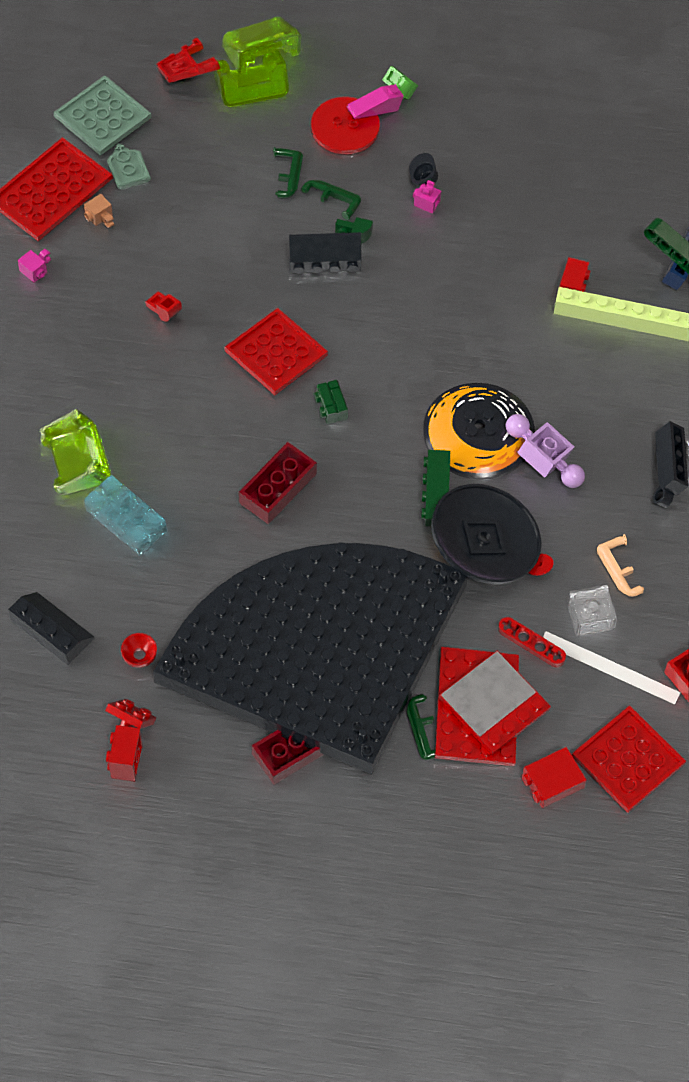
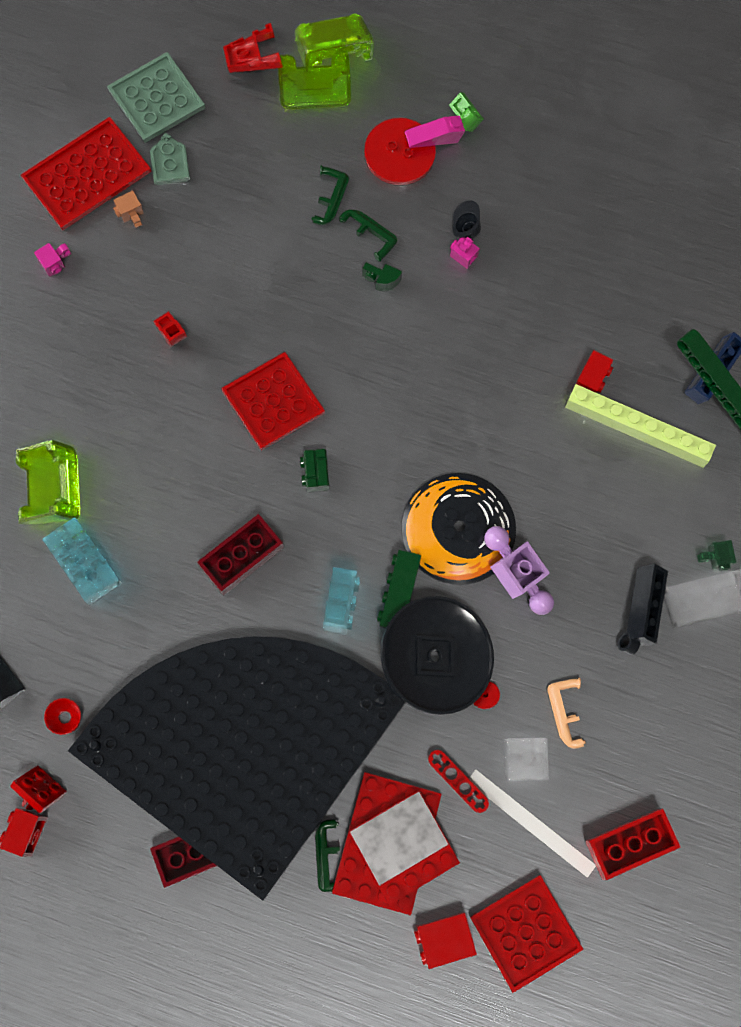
camera: 10 degrees right, 15 degrees up
(325, 252) = (345, 300): black slope -> none
(384, 504) = (341, 601): none -> clear light blue brick

